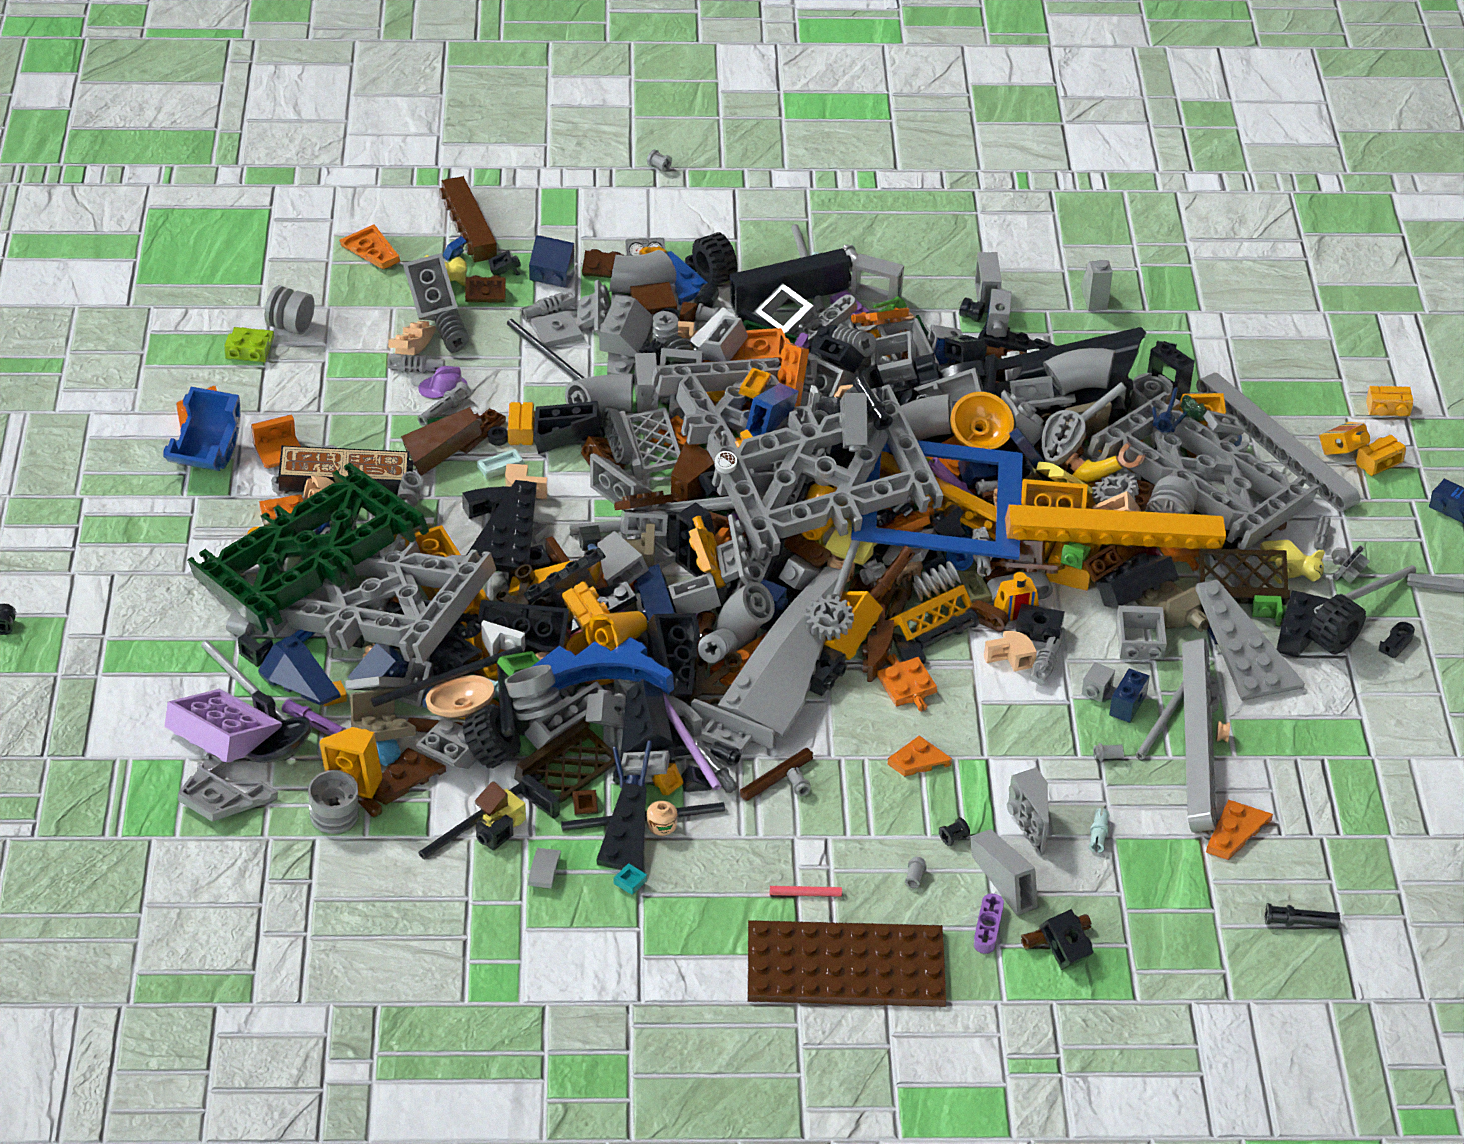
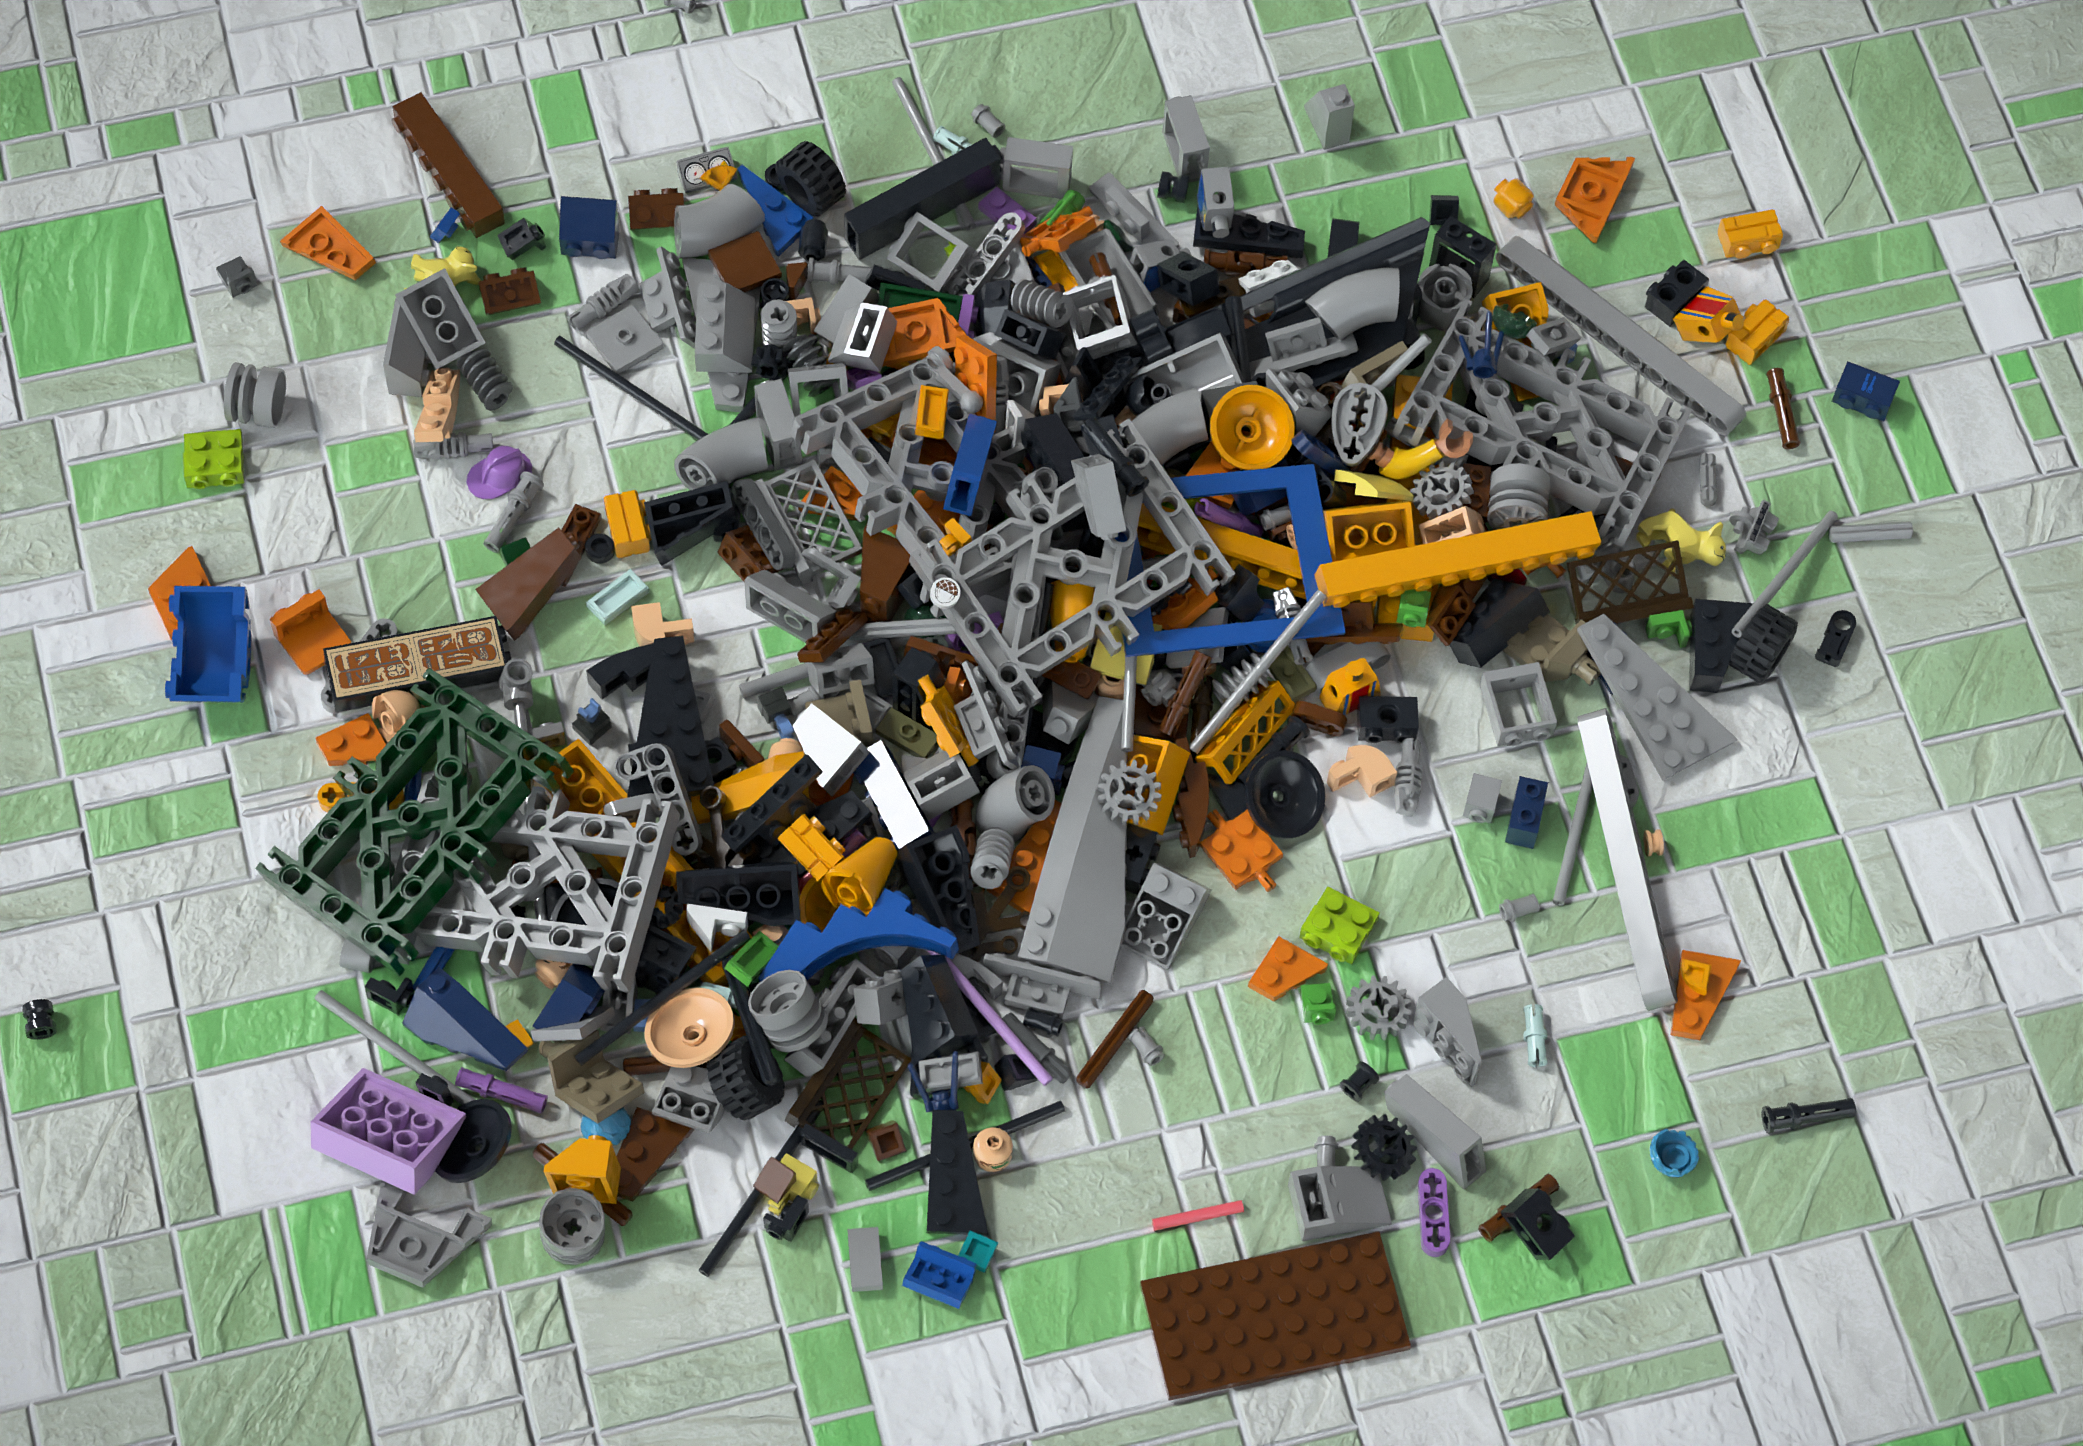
camera: 15 degrees left, 20 degrees up
(303, 254) = (237, 276): none -> dark grey bracket
(398, 306) = (405, 357): none -> light grey slope
(457, 524) = (591, 722): none -> pearl dark grey piece
(486, 543) = (678, 796): none -> light grey beam
(597, 885) = (940, 1275): none -> blue bracket
(659, 464) = (844, 589): none -> light grey bracket
(678, 570) = (907, 734): none -> olive plate
(770, 361) = (941, 365): none -> light grey piece
(836, 705) = (1163, 915): none -> light grey slope
(915, 898) = (1337, 1201): none -> light grey slope
(932, 312) = (1129, 211): none -> light grey bracket
(936, 781) = (1317, 1003): none -> bright green bracket
(941, 573) = (1256, 673): none -> light grey piece
(955, 643) = (1298, 791): none -> black dish
(961, 872) = (1372, 1137): none -> black gear
(966, 738) = (1338, 925): none -> lime plate
(982, 790) = (1369, 1016): none -> light grey gear
(1186, 919) = (1673, 1153): none -> dark azure hair
(1218, 353) = (1513, 198): none -> light orange head
(1234, 813) = (1695, 975): none -> light orange tile
(1278, 360) = (1592, 192): none -> orange wing
(1323, 421) = (1675, 291): none -> black brick
(1389, 496) = (1781, 397): none -> reddish brown pin

